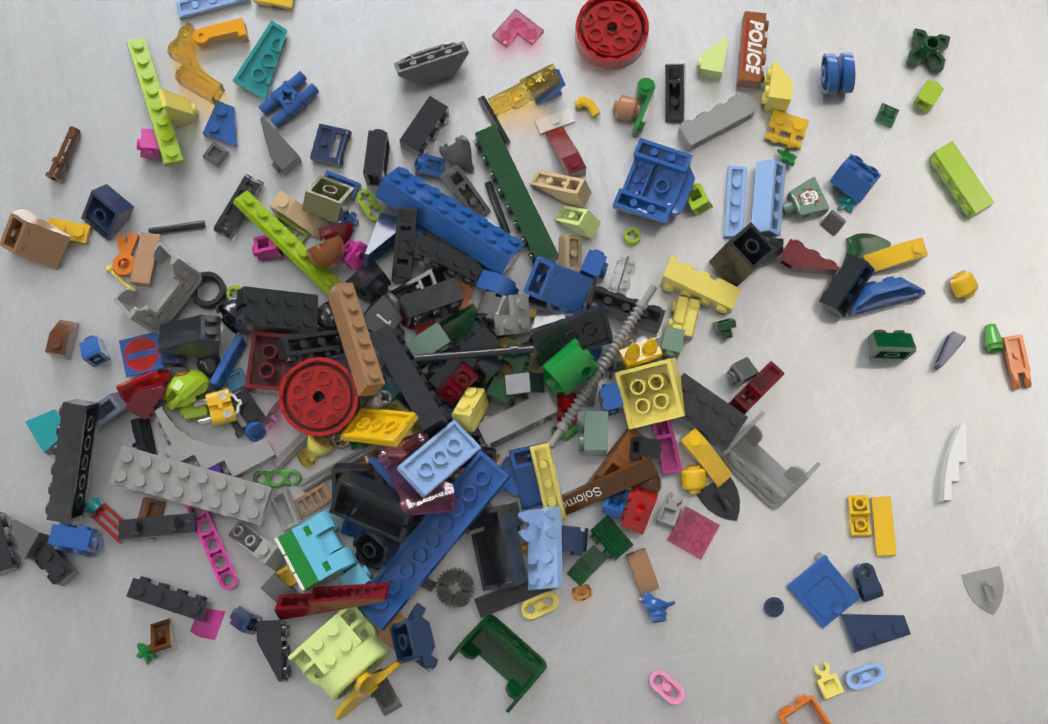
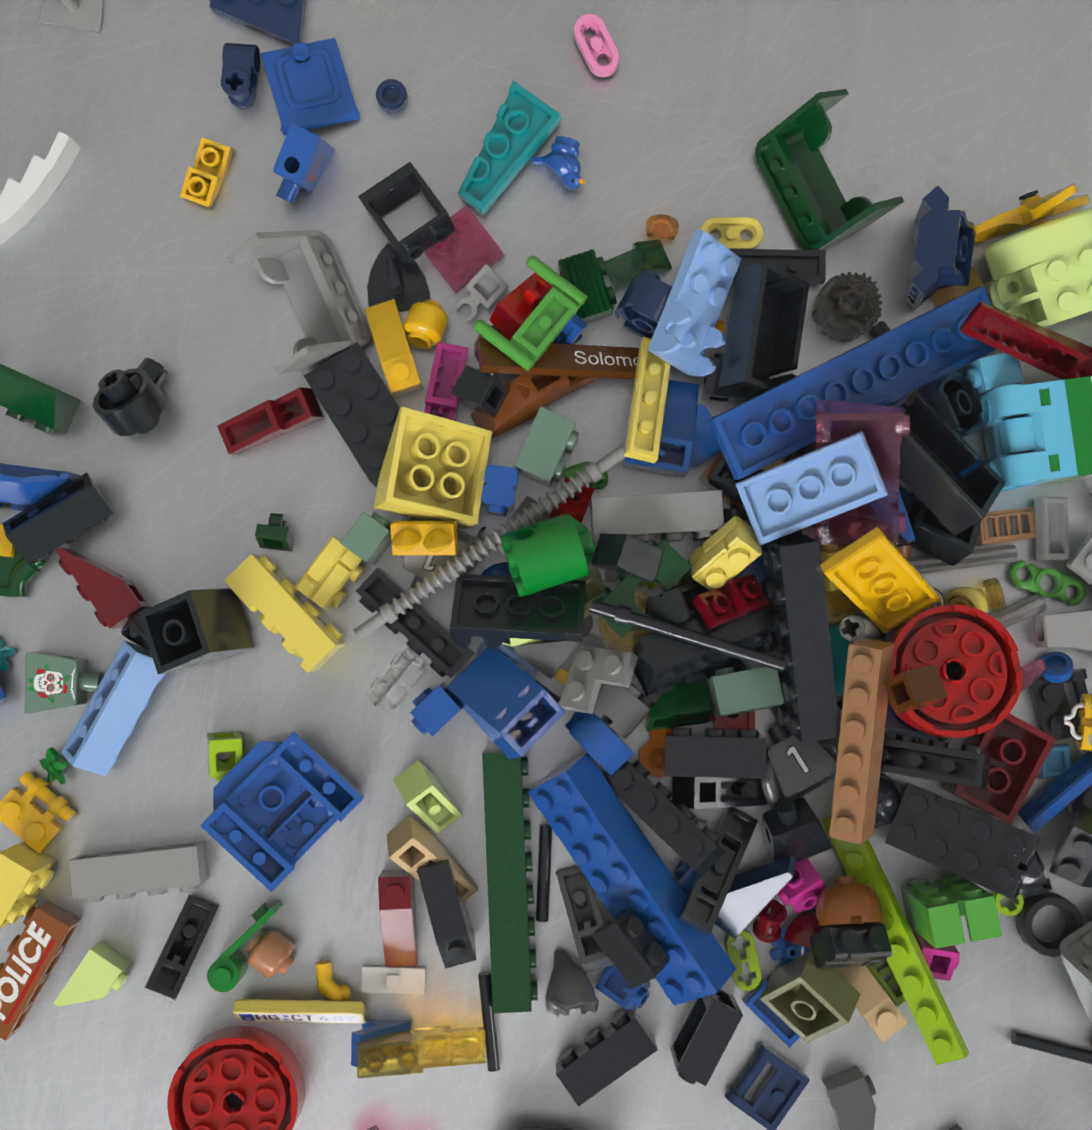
camera: 155 degrees left, 10 degrees up
(231, 212) = (972, 1036): black plate -> none
(280, 274) = (937, 906): none -> bright green piece
(317, 231) = (850, 945): none -> black brick
(339, 373) = (922, 686): none -> reddish brown brick
(362, 230) = (770, 920): none -> dark red bush
(387, 697) = (1003, 195): dark grey slope -> none
(436, 183) = (631, 948): none -> black brick
(540, 163) = (447, 914): none -> black slope
(570, 251) = (461, 750): tan slope -> none
(597, 85) = (300, 1011): none -> light yellow tile
(625, 499) = (543, 323): none -> bright green plate
(637, 233) = (363, 736): lime bush -> none
(642, 571) = (559, 222): medium nougat slope -> none
(690, 611) = (517, 134): none -> teal wing
(735, 200) = (169, 727): light blue tile -> none
(741, 372) = (281, 451): dark grey slope -> none
(749, 543) = (405, 184): none -> black window
(806, 541) = (301, 162): none -> blue torso
(833, 223) = (33, 629): dark grey slope -> none
(838, 366) = (132, 398): none -> black piece
(883, 526) = (178, 144): yellow tile -> none

